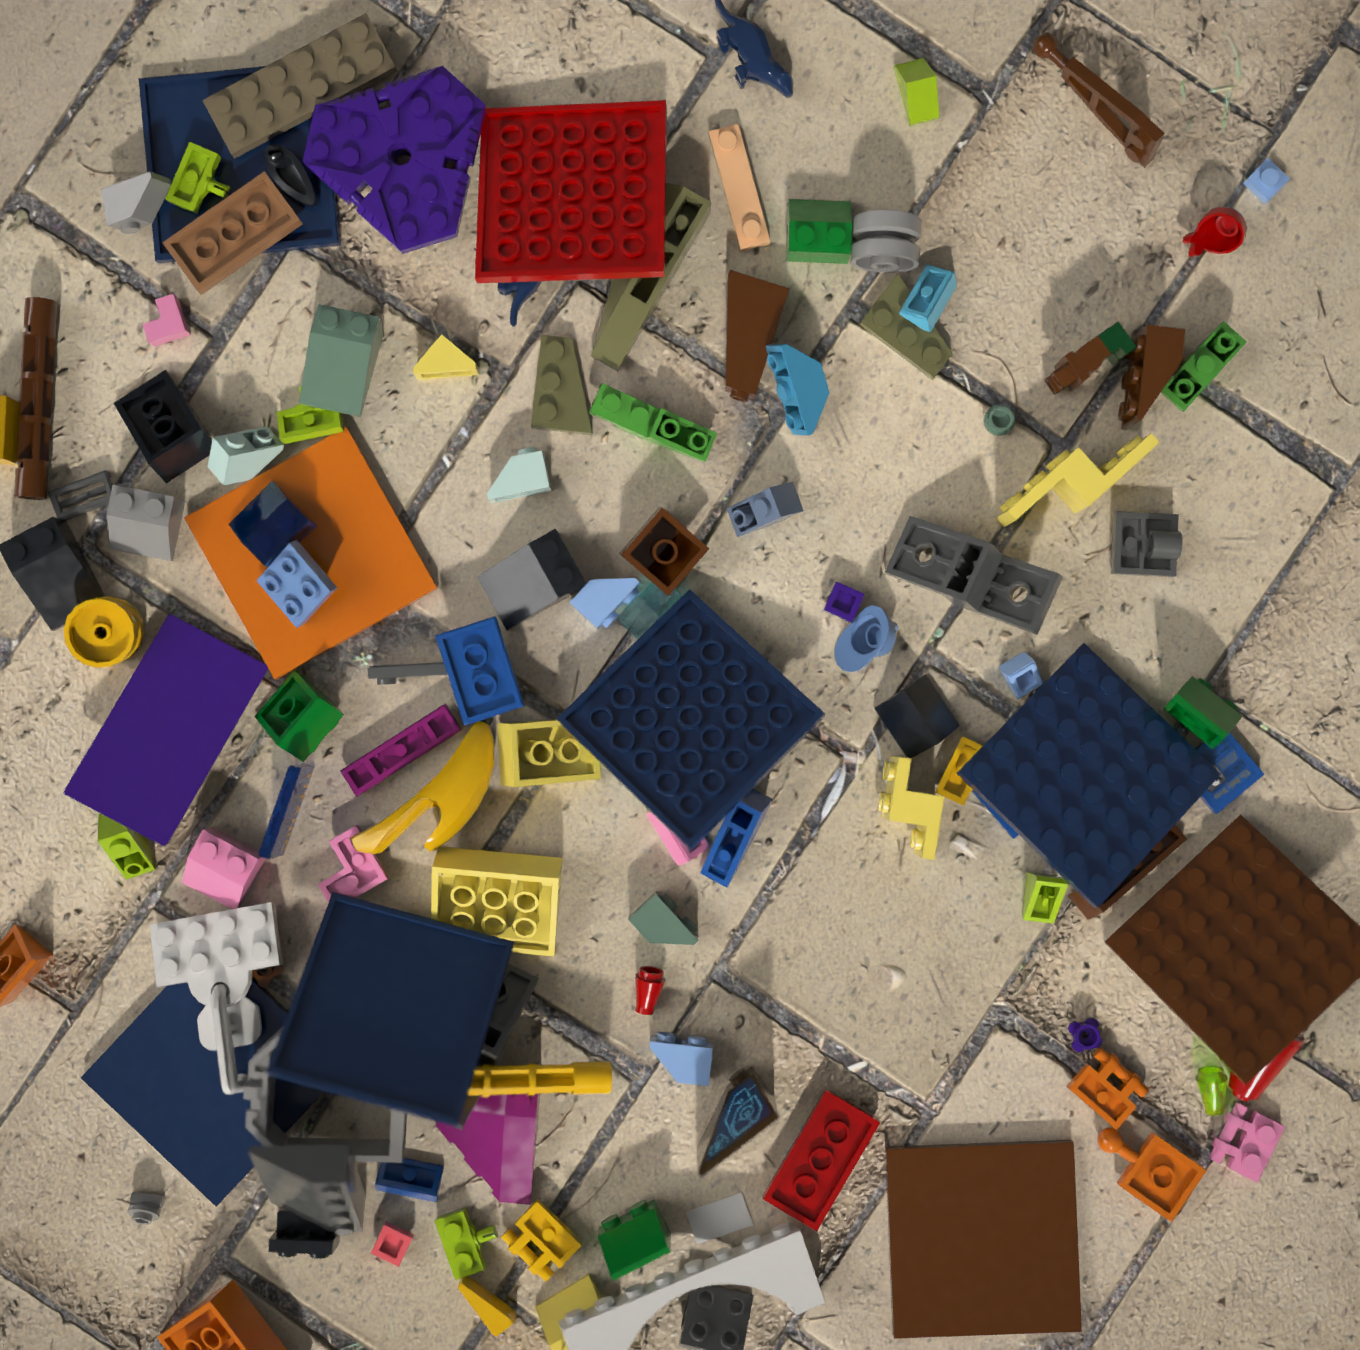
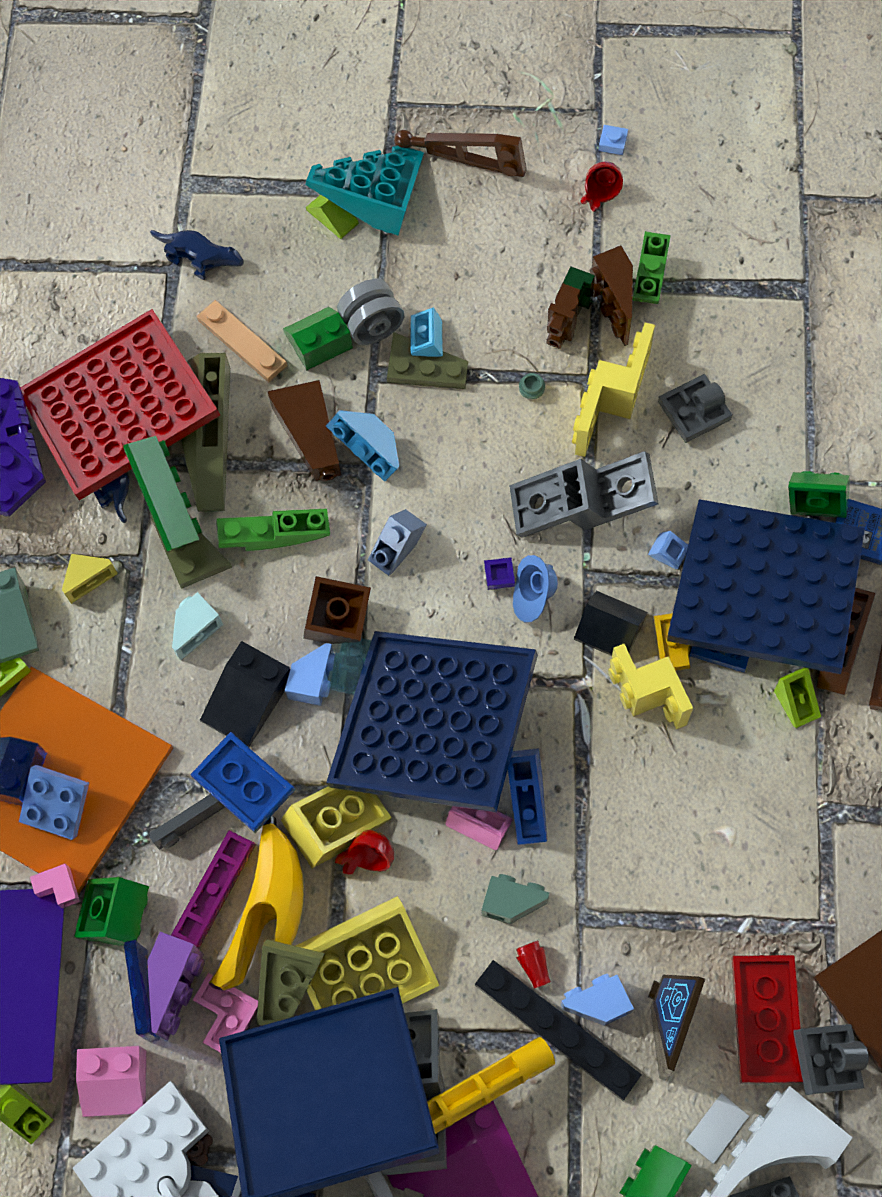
camera: 25 degrees left, 20 degrees down
(265, 661) = (56, 881): none -> bright pink piece
(316, 812) = (170, 975): none -> medium lavender slope
(416, 879) = (284, 979): none -> olive wing
(559, 332) = (161, 492): none -> green slope
(561, 800) = (369, 851): none -> red piece
(633, 1056) = (558, 1030): none -> black plate
(851, 1227) = (830, 1059): none -> dark grey plate
(976, 88) = (371, 188): none -> teal slope

